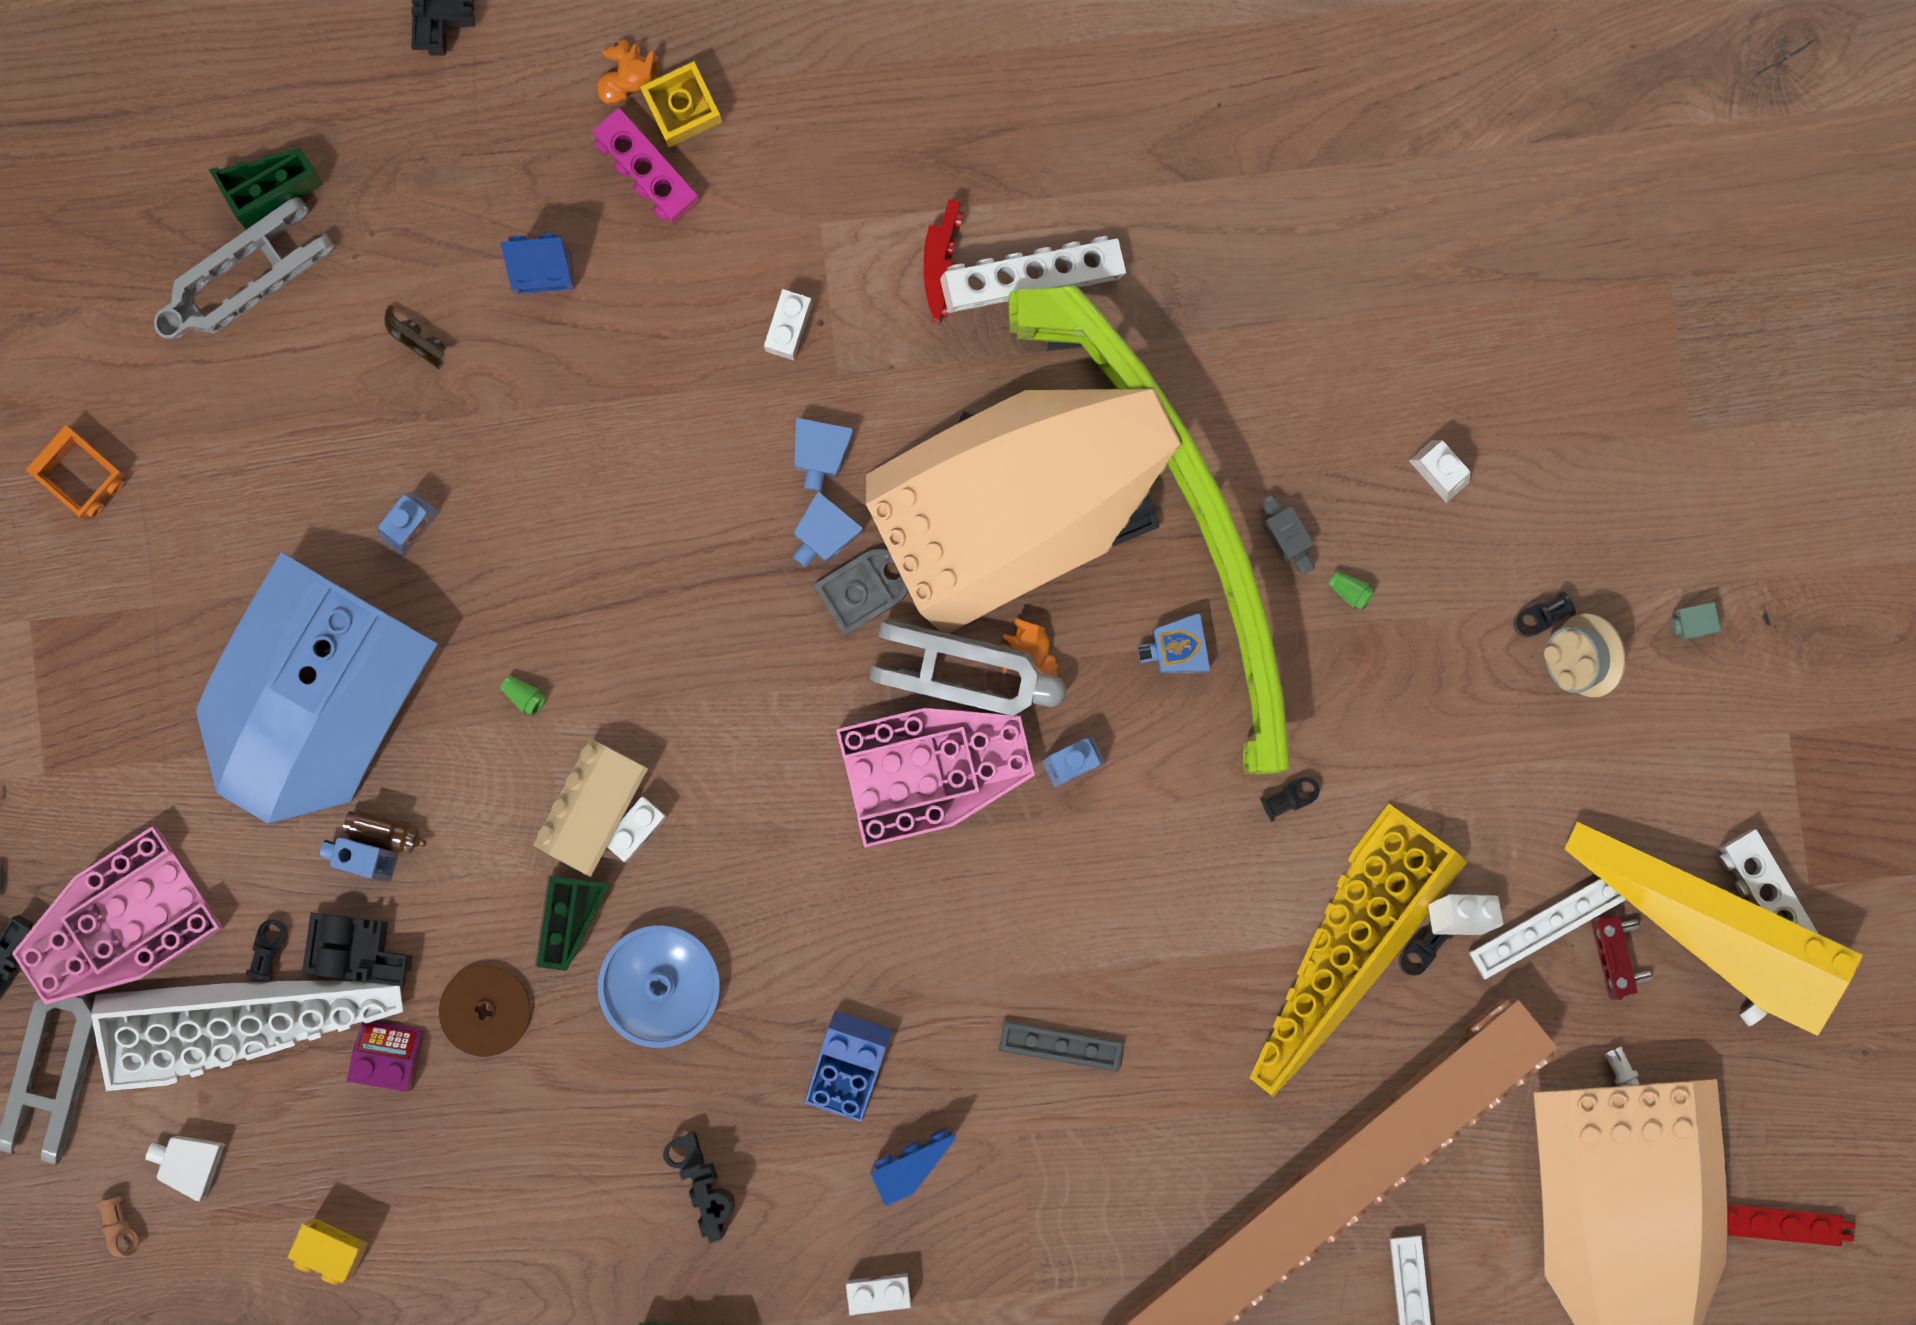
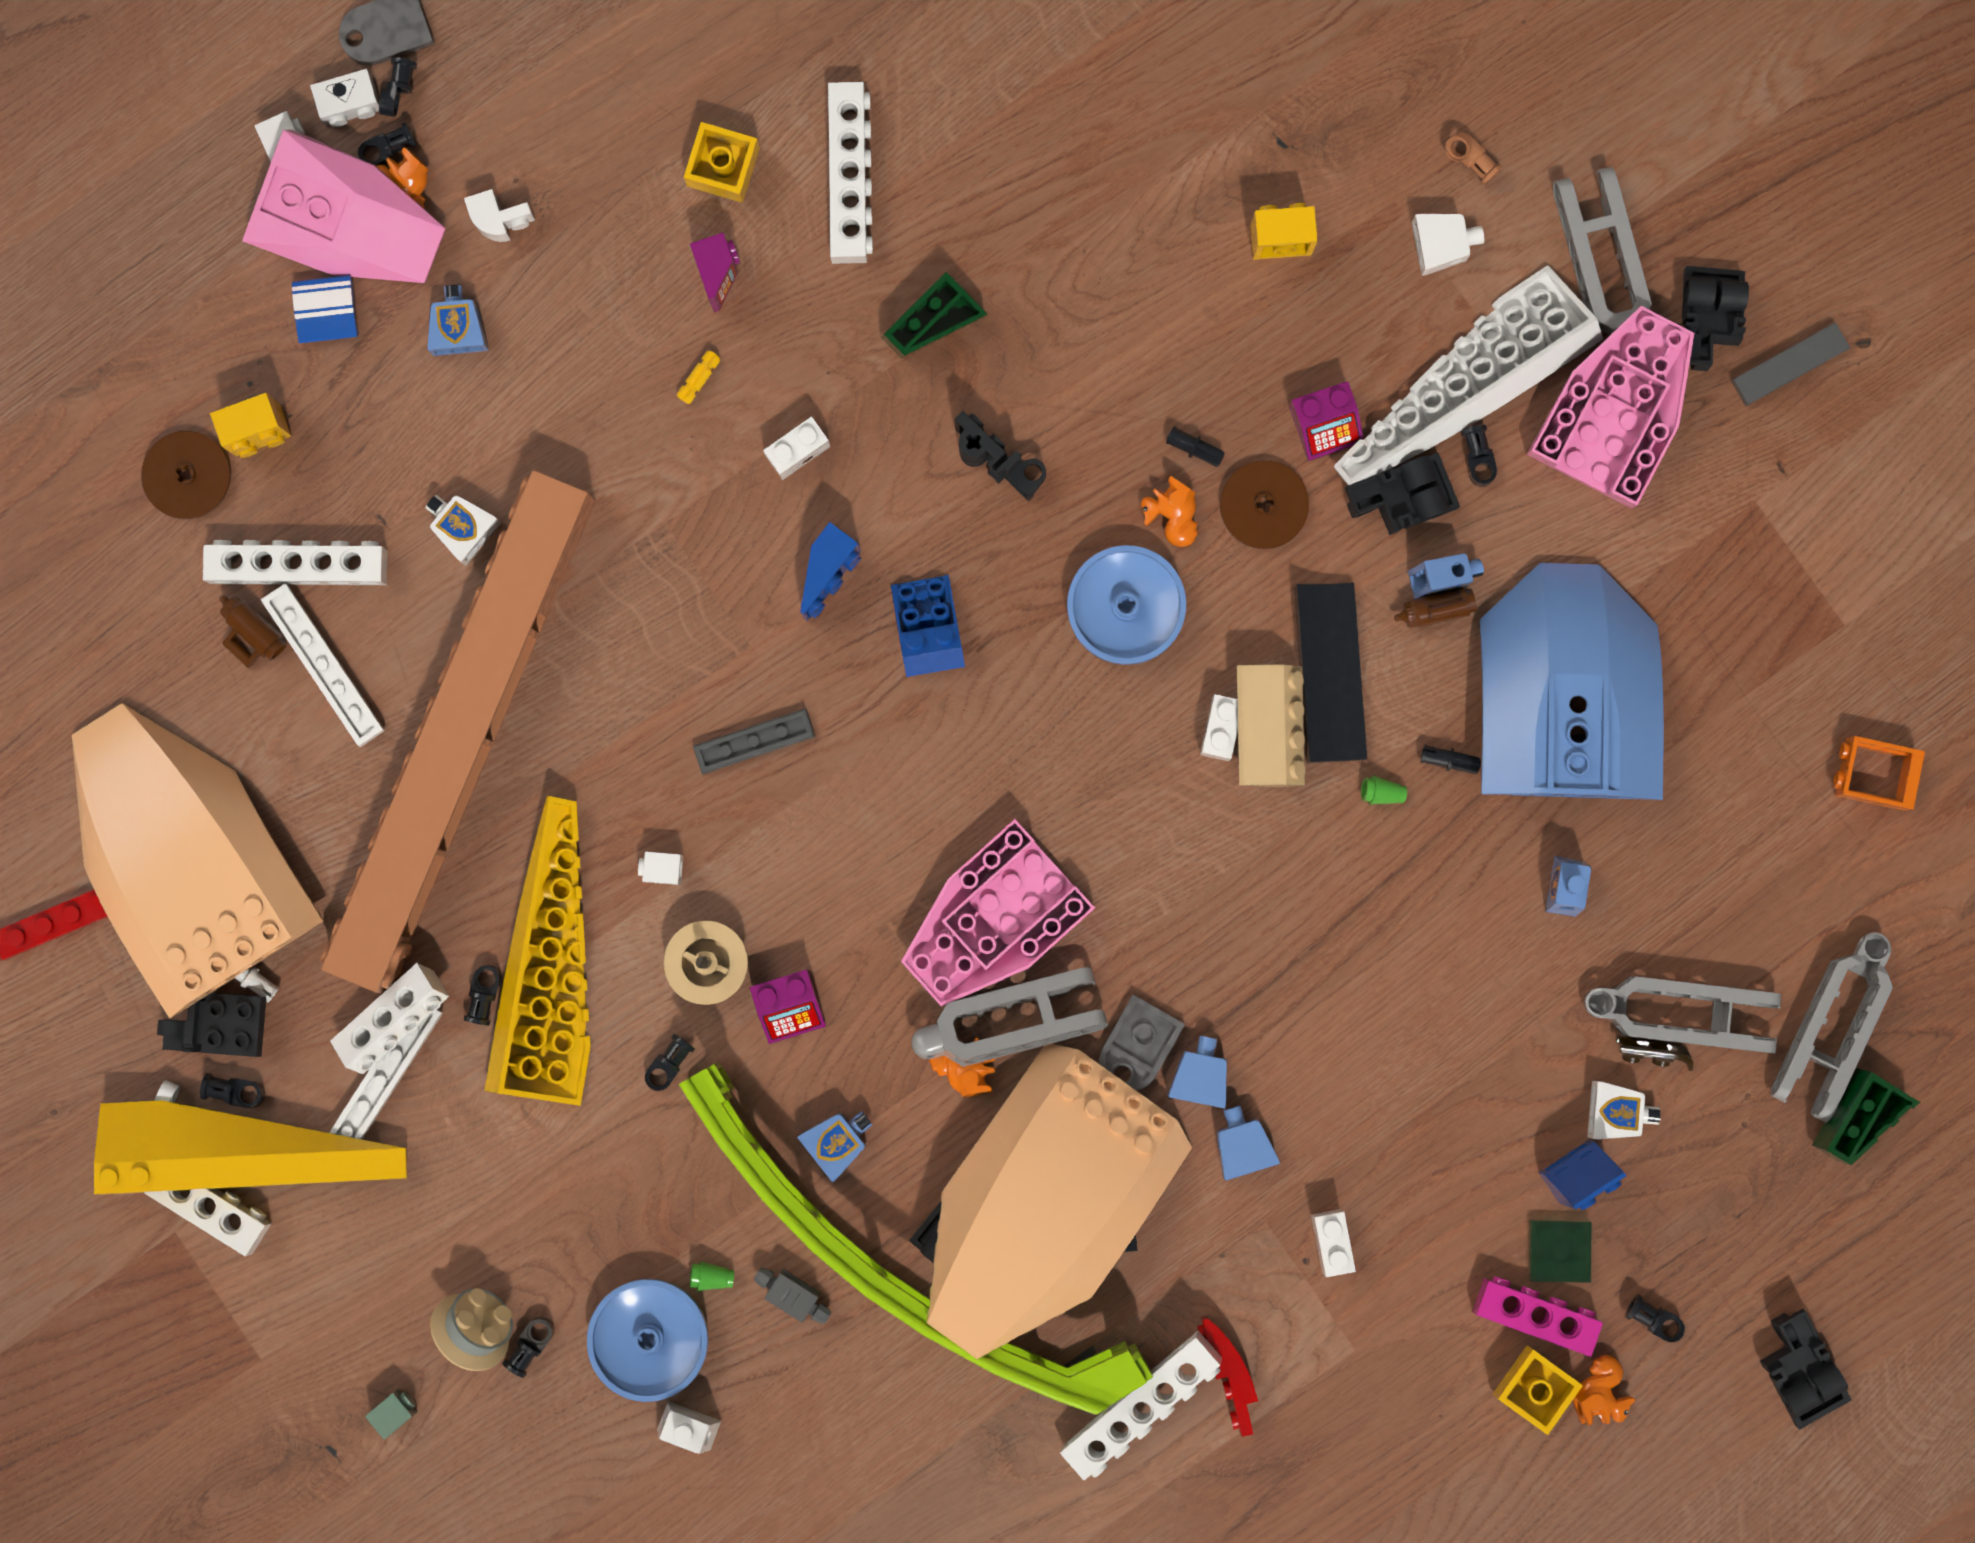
camera: 155 degrees right, 0 degrees up
(426, 399) = (1613, 1003): none -> light grey piece
(447, 690) = (1450, 759): none -> black axle
(475, 303) = (1618, 1112): none -> torso
(510, 827) = (1330, 672): none -> black arch
(517, 1097) = (1195, 447): none -> black axle
(545, 108) = (1656, 1319): none -> black connector
(563, 1052) = (1179, 507): none -> orange animal
(565, 919) = (1238, 619): dark green wedge -> none
(594, 212) = (1560, 1251): none -> clear green plate
(1073, 761) = (873, 992): medium blue torso -> none
(1156, 791) = (788, 1006): none -> magenta slope
(1204, 976) = (661, 868): none -> white brick
(1209, 868) = (705, 962): none -> tan piece
(1436, 564) = (647, 1340): none -> medium blue dish
(1465, 914) = (461, 1043): white brick -> none
(1532, 977) = (389, 1018): none -> white brick
(1615, 956) = (313, 1078): dark red piece -> none
(1676, 1049) = (218, 1026): none -> black plate
(1694, 983) = (232, 1090): none -> black connector

